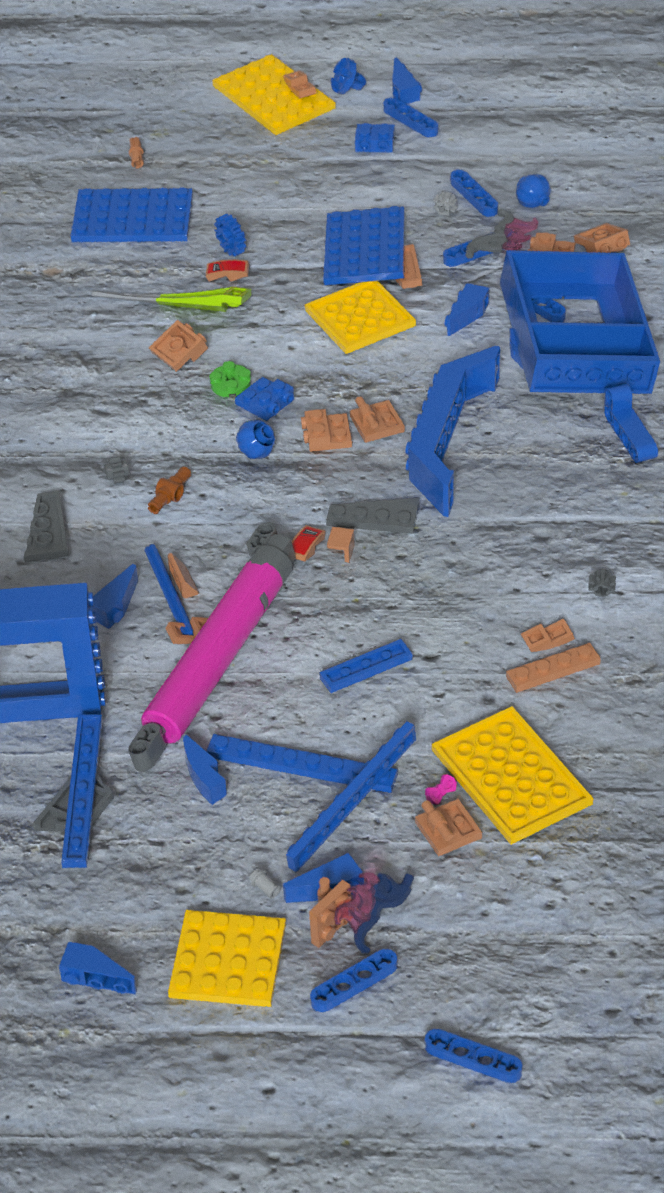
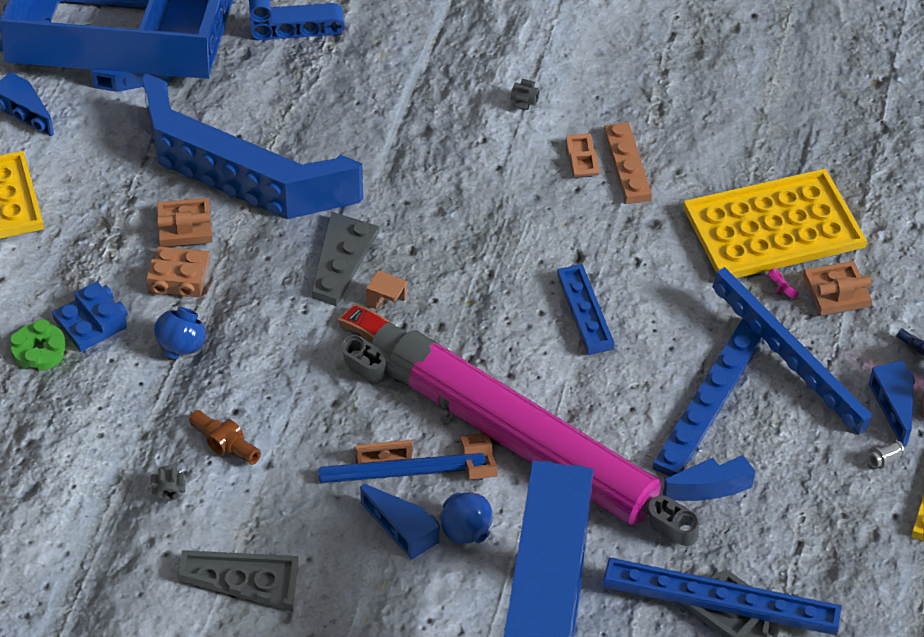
camera: 80 degrees left, 5 degrees up
(120, 628) = (466, 518): none -> blue plant

